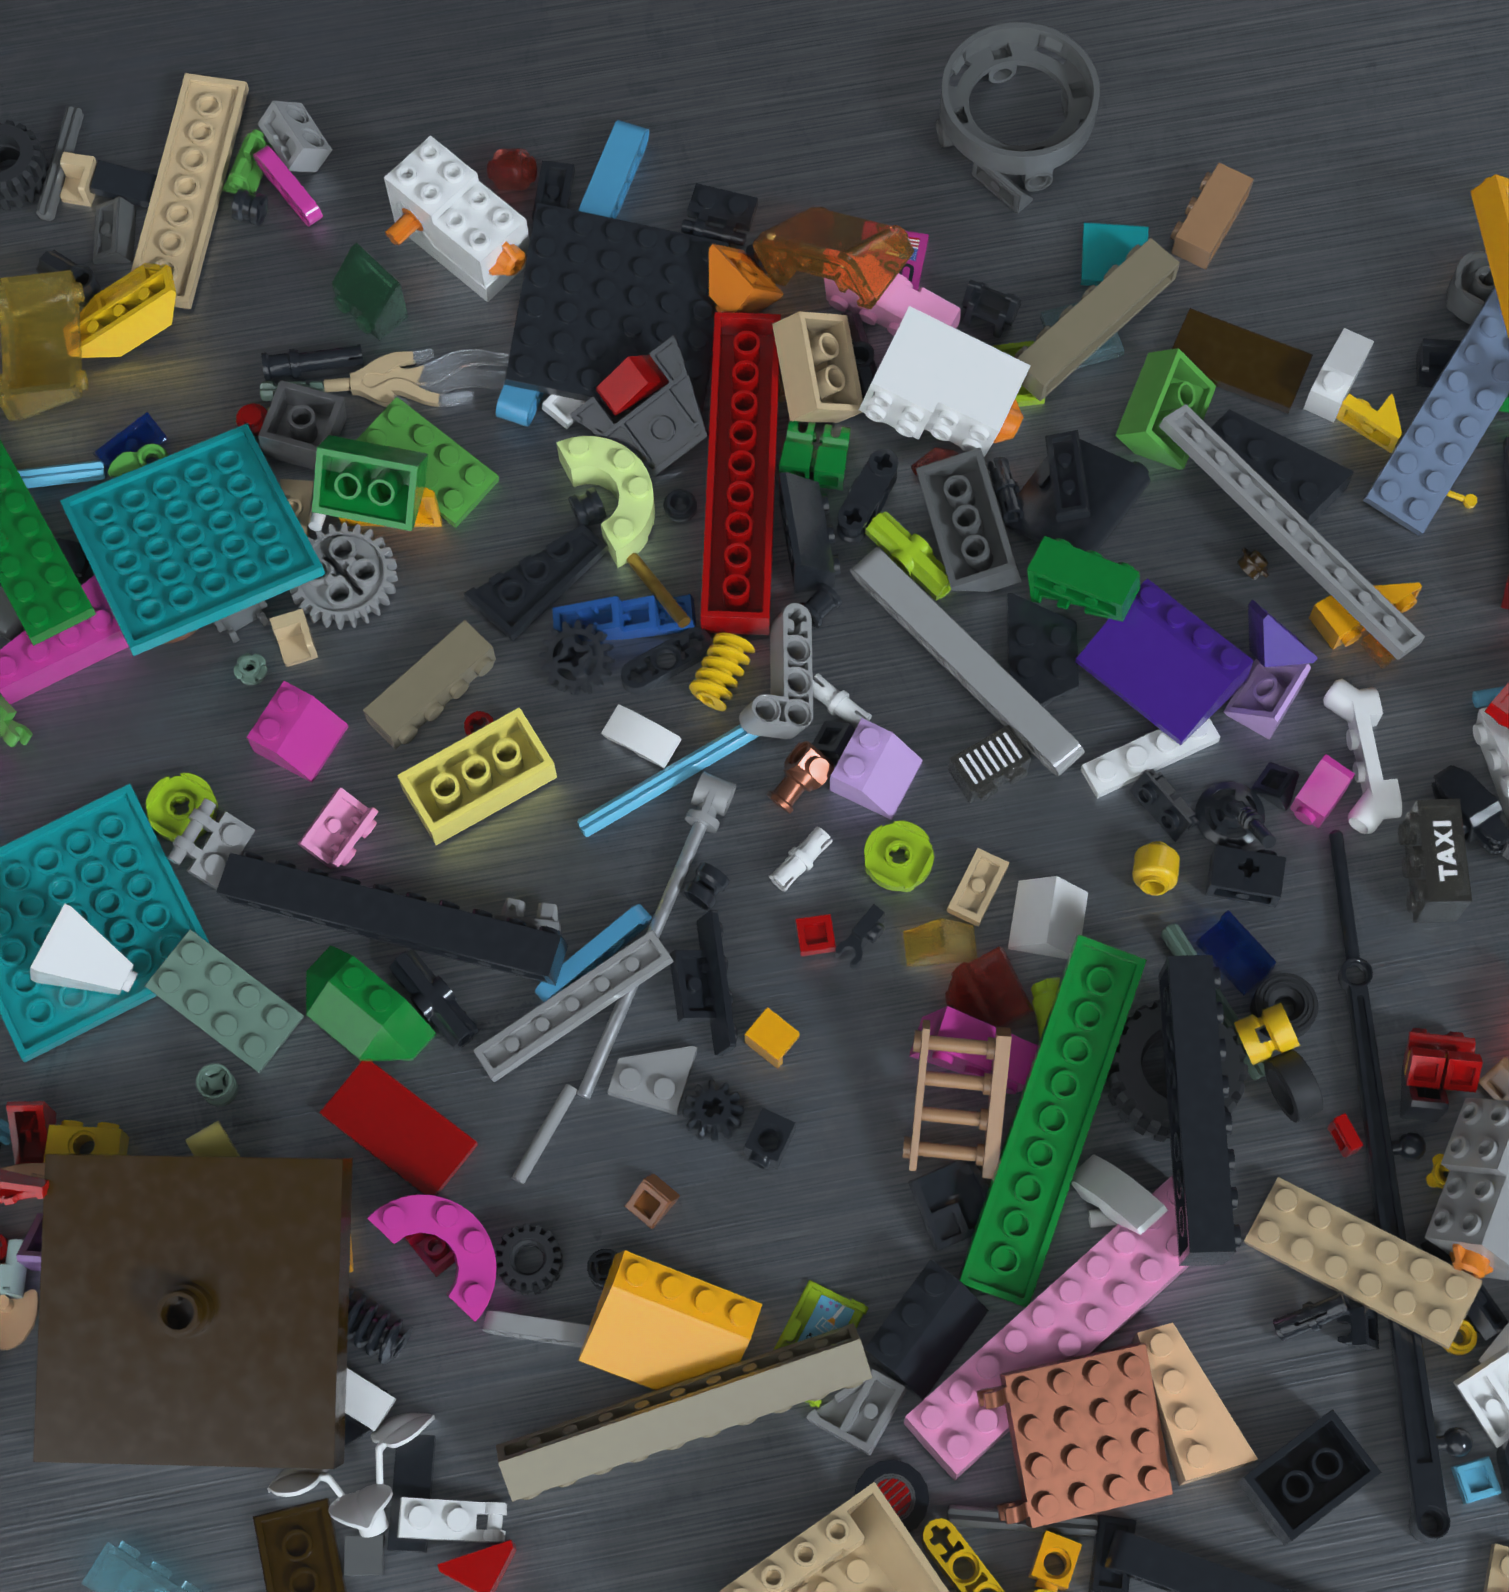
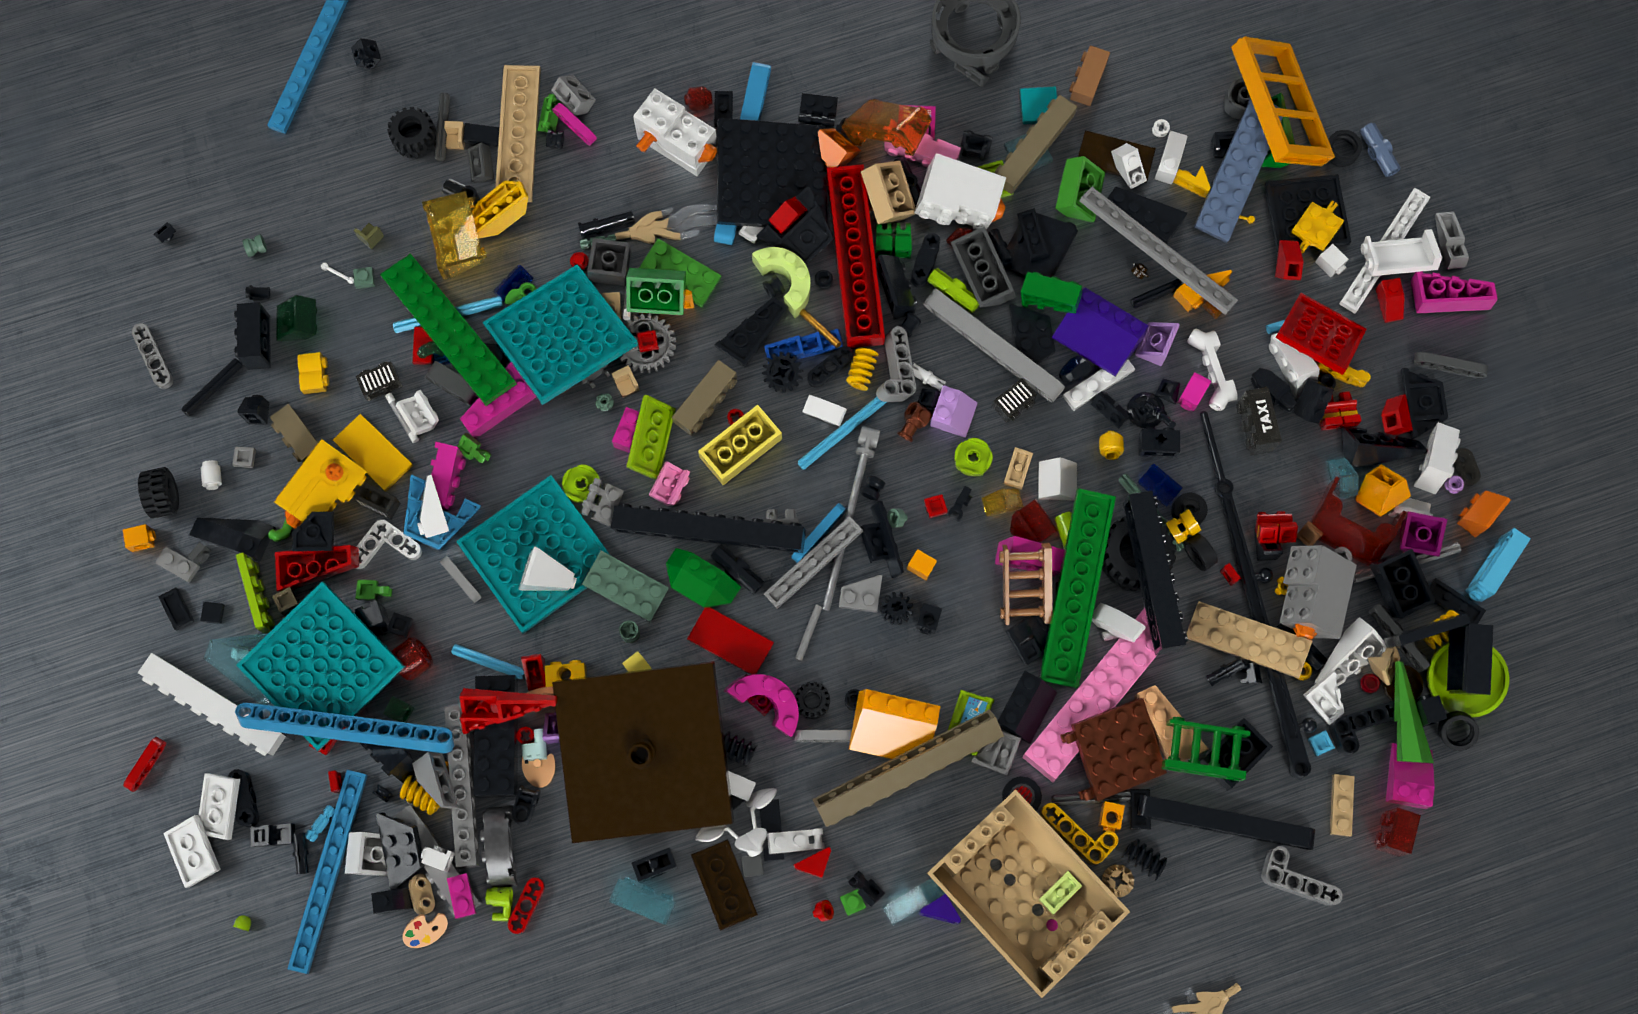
camera: 10 degrees left, 5 degrees up
(179, 1527) = (654, 865): none -> black brick
(319, 741) = (650, 437): none -> lime tile
(344, 570) = (647, 341): none -> red tile
(369, 294) = (632, 181): clear green slope -> none
(652, 1200) = (871, 660): dark orange slope -> none
(741, 946) = (896, 517): none -> sand green tile
(800, 859) = (921, 466): white pin -> none
(1108, 724) = (1074, 369): none -> black rock
(1223, 1486) = (1193, 765): none -> green fence
(1260, 376) = (1129, 165): none -> white slope
(1274, 643) = (1156, 313): dark purple slope -> none
(1281, 607) = (1156, 293): none -> black axle
(1320, 316) = (1166, 127): none -> white bush

